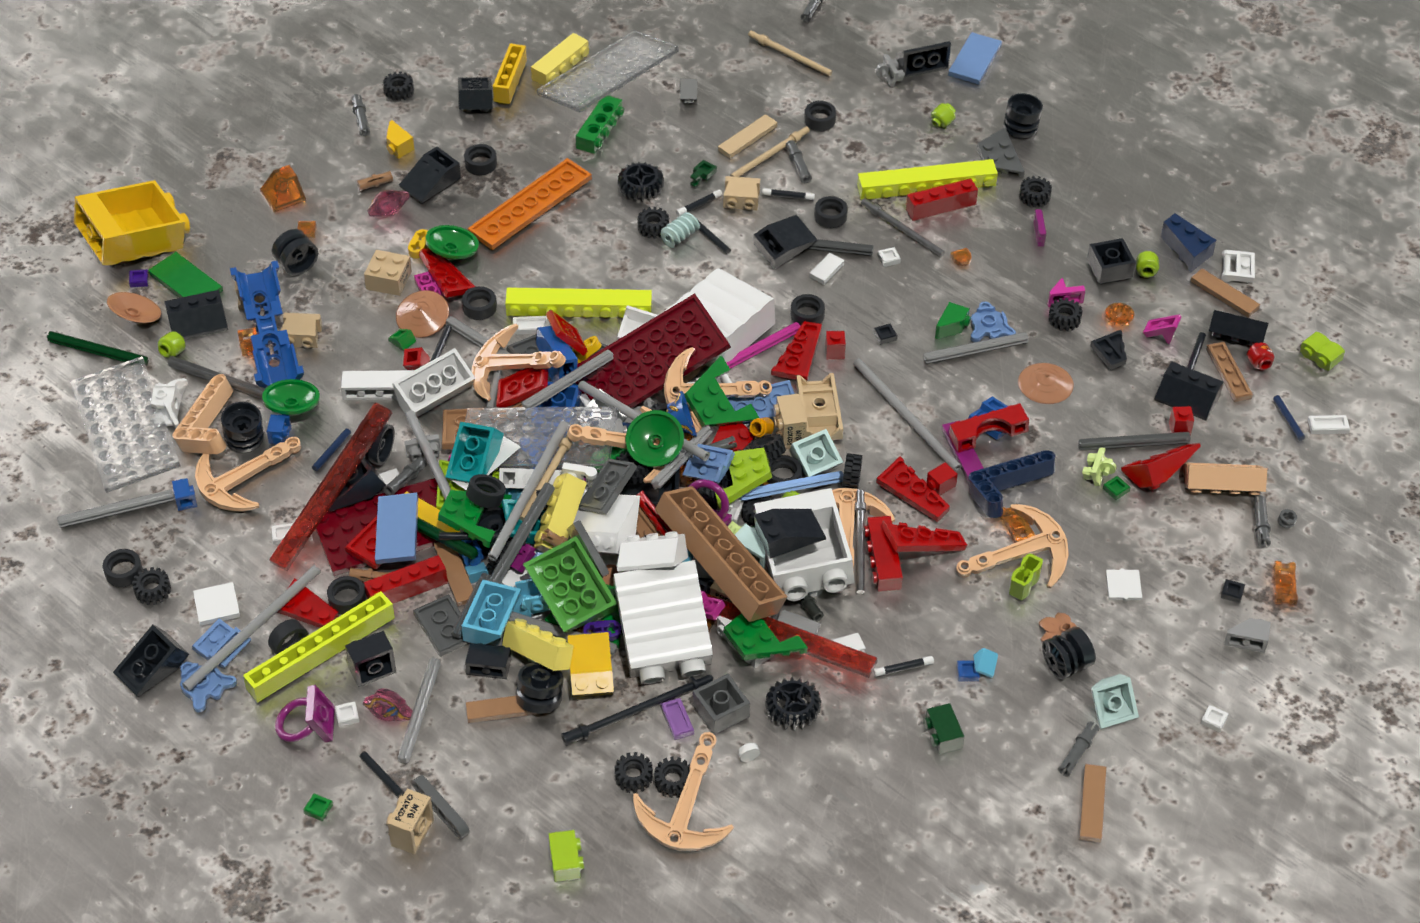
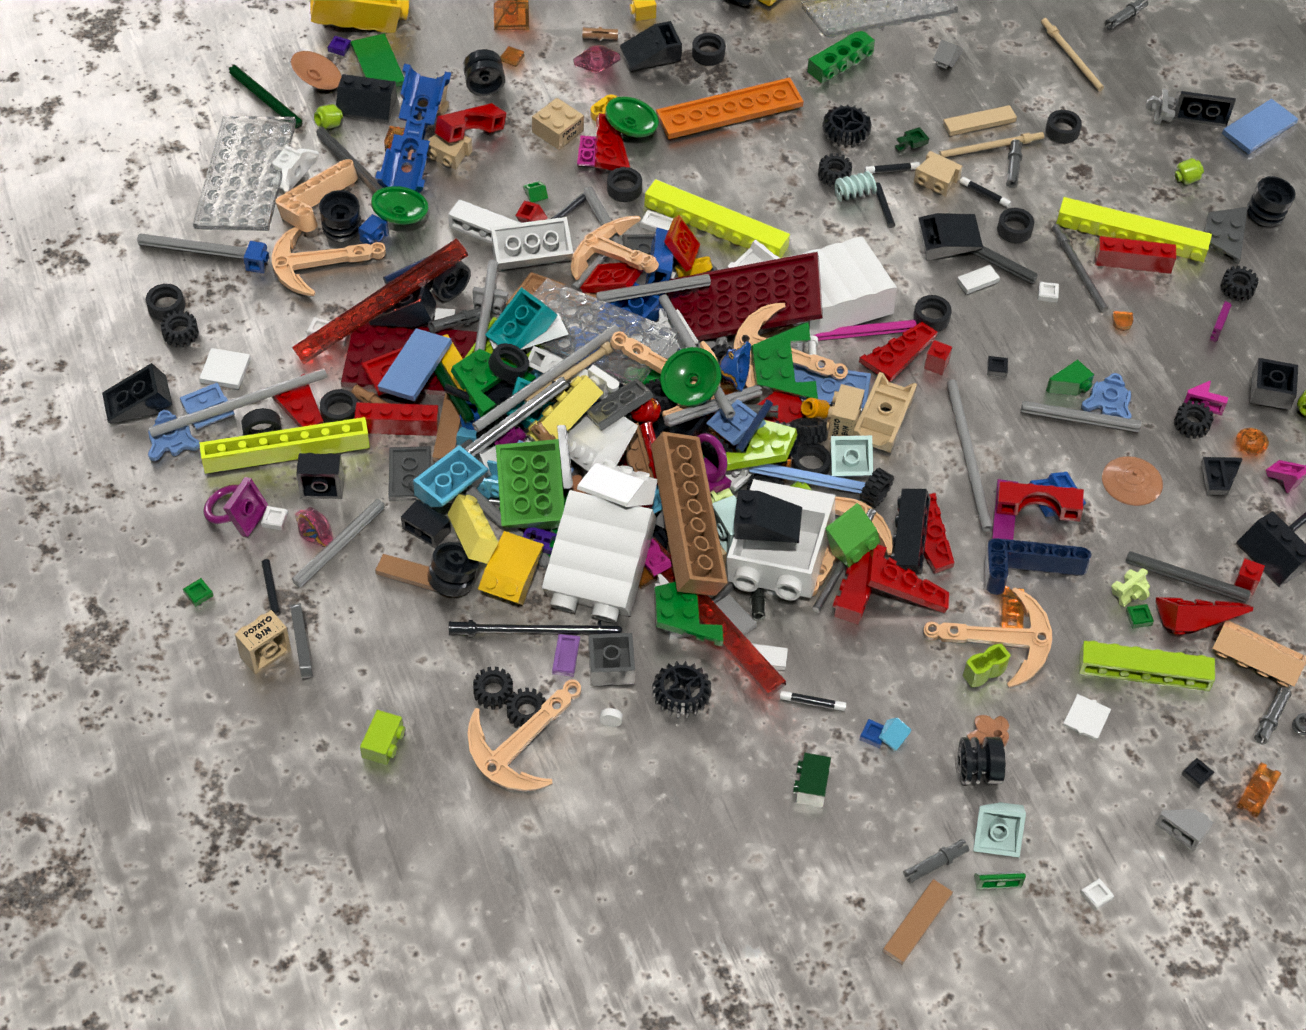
camera: 25 degrees right, 5 degrees up
(319, 291) = (484, 117): none -> red arch
(422, 313) = (567, 174): nougat hat -> none
(634, 484) = (647, 412): none -> red head
(728, 459) = (754, 426): none -> dark blue bar
(862, 517) = (852, 535): none -> bright green slope
(901, 492) = (911, 529): none -> black brick
(942, 479) = (962, 533): red brick -> none
(1135, 741) = (999, 880): none -> green slope
(1146, 524) = (1147, 665): none -> lime brick

